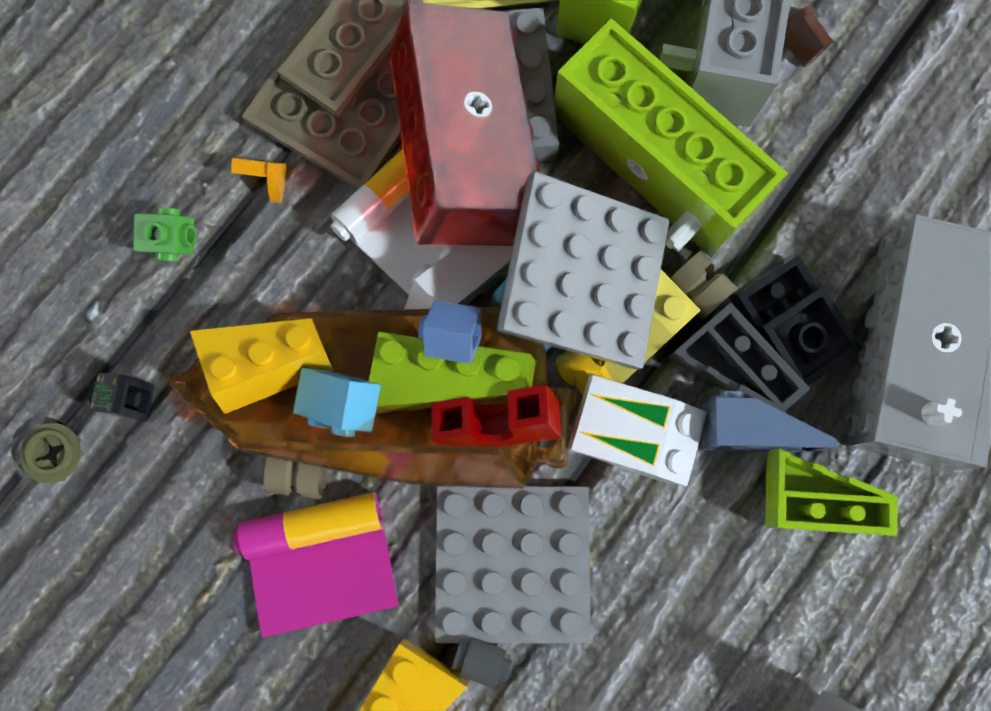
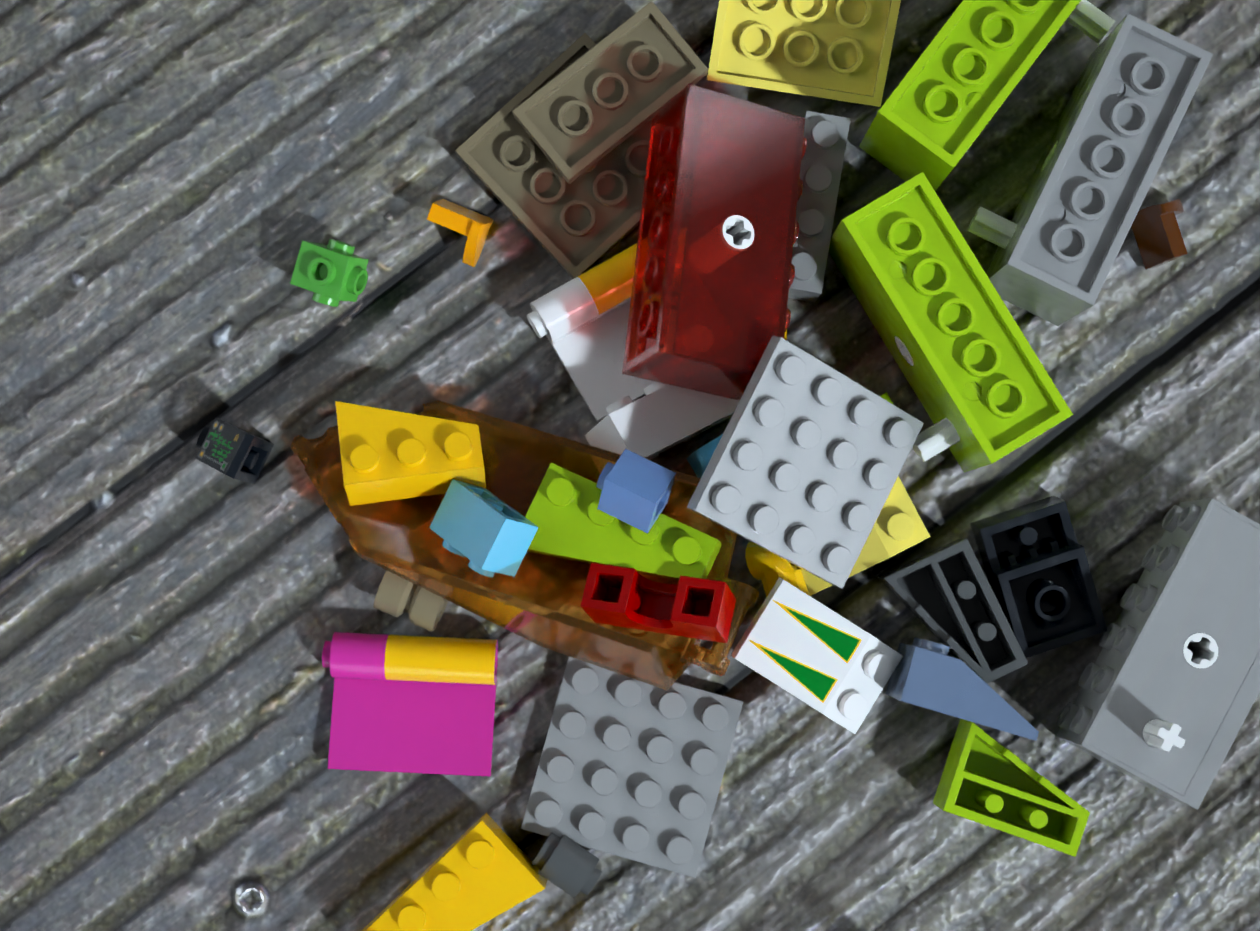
camera: 10 degrees right, 5 degrees up
(37, 446) = (122, 479): olive gear -> none
(702, 284) = (942, 505): dark tan wheel -> none

